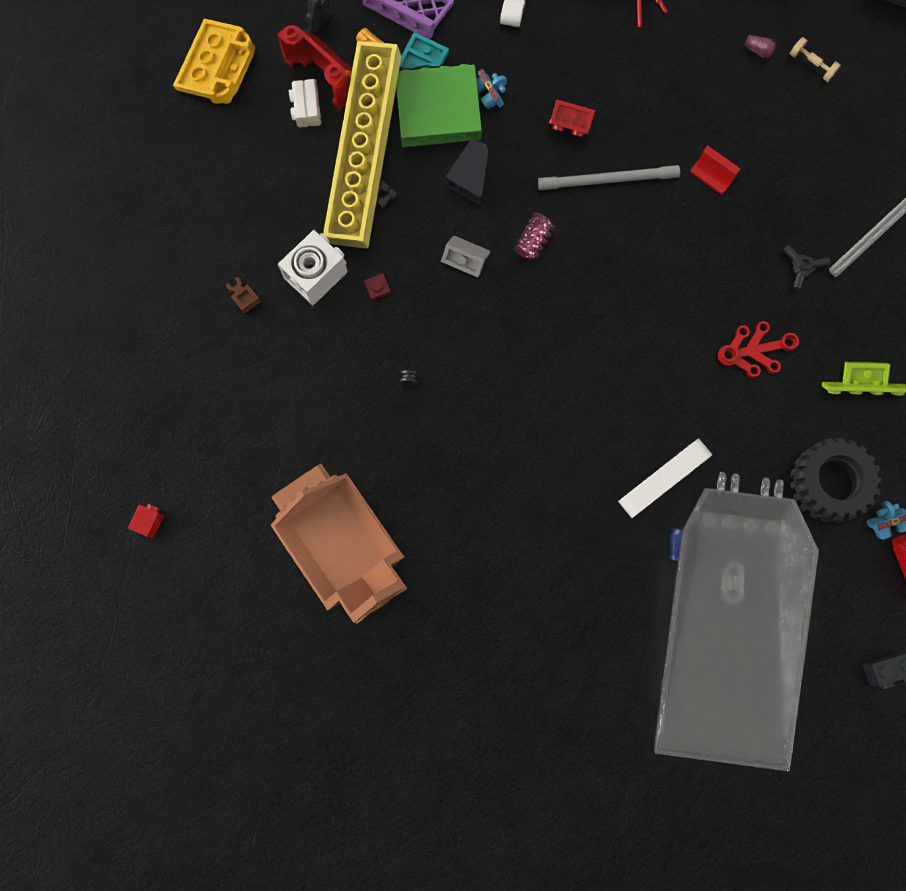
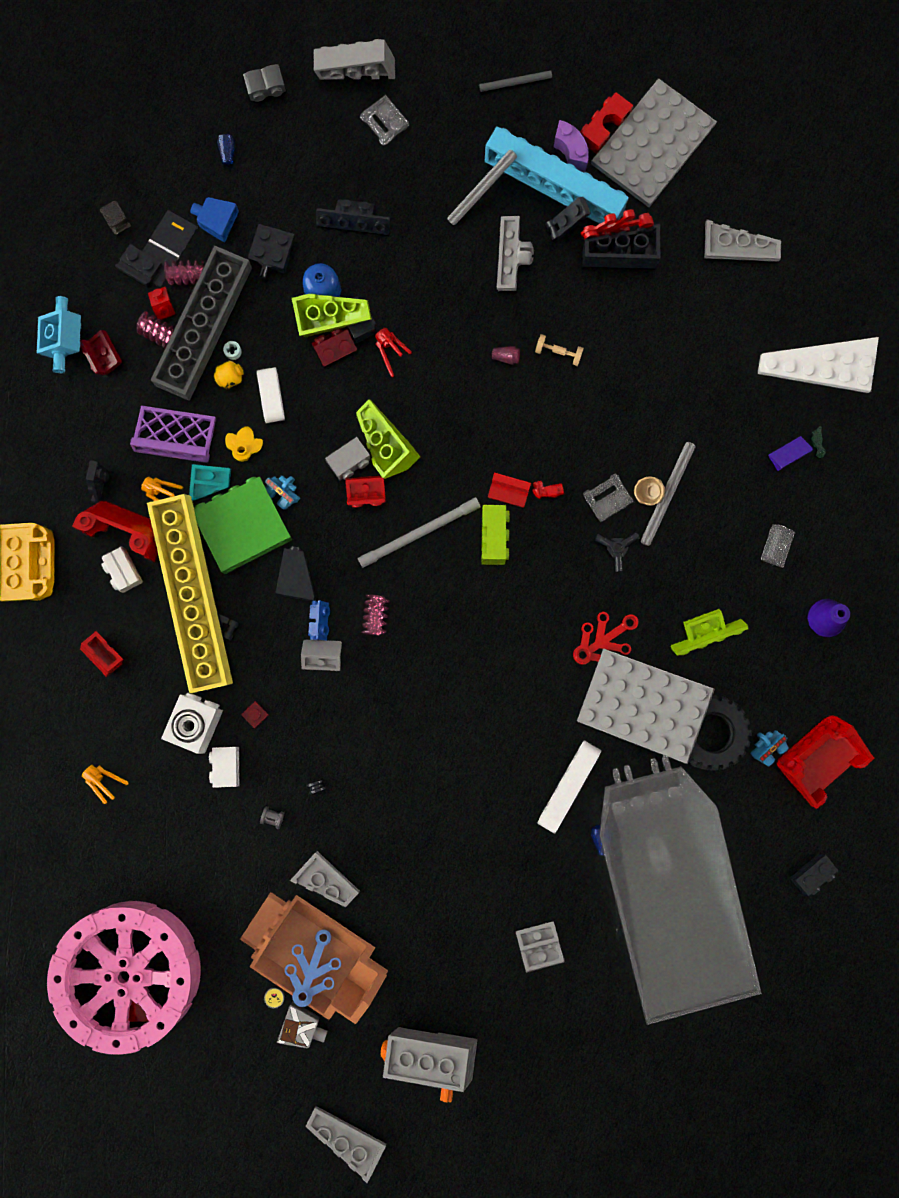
camera: 25 degrees left, 5 degrees up
(189, 521) = (63, 976): none -> bright pink wheel
(197, 283) = (93, 777): none -> light orange plant
(243, 296) = (140, 771): reddish brown plate -> none
(253, 171) = (101, 654): none -> red brick
(282, 567) = (274, 997): none -> light yellow tile
(295, 607) = (300, 1028): none -> torso
(298, 748) = (348, 1142): none -> light grey wing
(327, 322) = (225, 767): none -> white brick
(330, 554) = (311, 971): none -> medium blue plant
(346, 388) = (272, 817): none -> flat silver bush
(380, 470) = (325, 879): none -> light grey wing
(415, 690) = (430, 1059): none -> light grey piece
(470, 34) = (243, 441): none -> yellow plate
(480, 214) = (320, 611): none -> blue hinge
(567, 82) = (348, 459): none -> light grey brick
(572, 627) = (539, 947): none -> light grey slope
(609, 84) = (388, 447): none -> lime wedge
(684, 206) = (494, 534): none -> lime wedge
(751, 185) = (551, 491): none -> red arm
(778, 424) = (645, 705): none -> light grey plate
(811, 222) = (611, 503): none -> clear plate
(857, 222) = (649, 490): none -> tan hair

